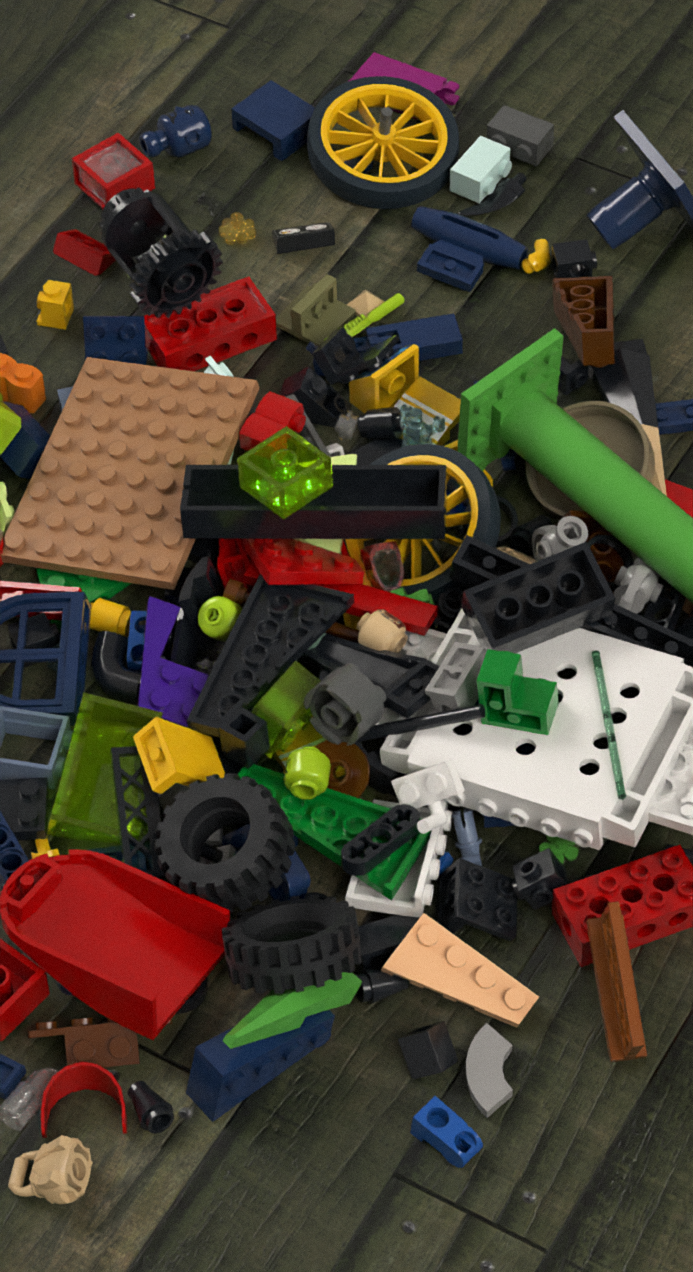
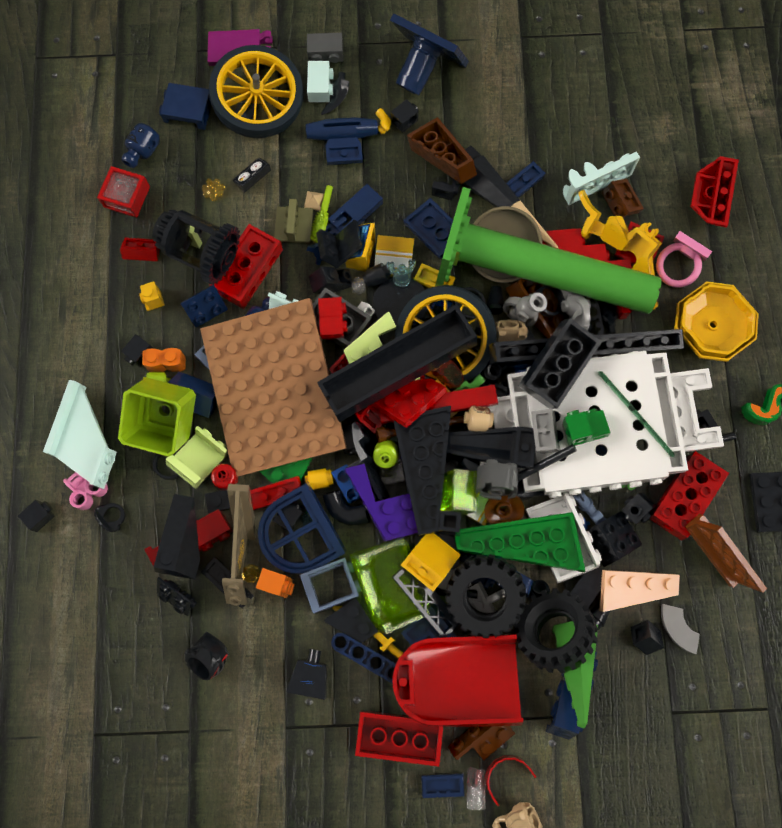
camera: 30 degrees left, 25 degrees up
(152, 1110) = (539, 756): black cone -> none
(285, 472) = (383, 364): clear neon green brick -> none
(307, 772) = (495, 524): lime head -> none
(373, 852) = (551, 556): black beam -> none
(429, 788) = (566, 498): white plate -> none
(446, 1132) = (685, 679): blue leg -> none

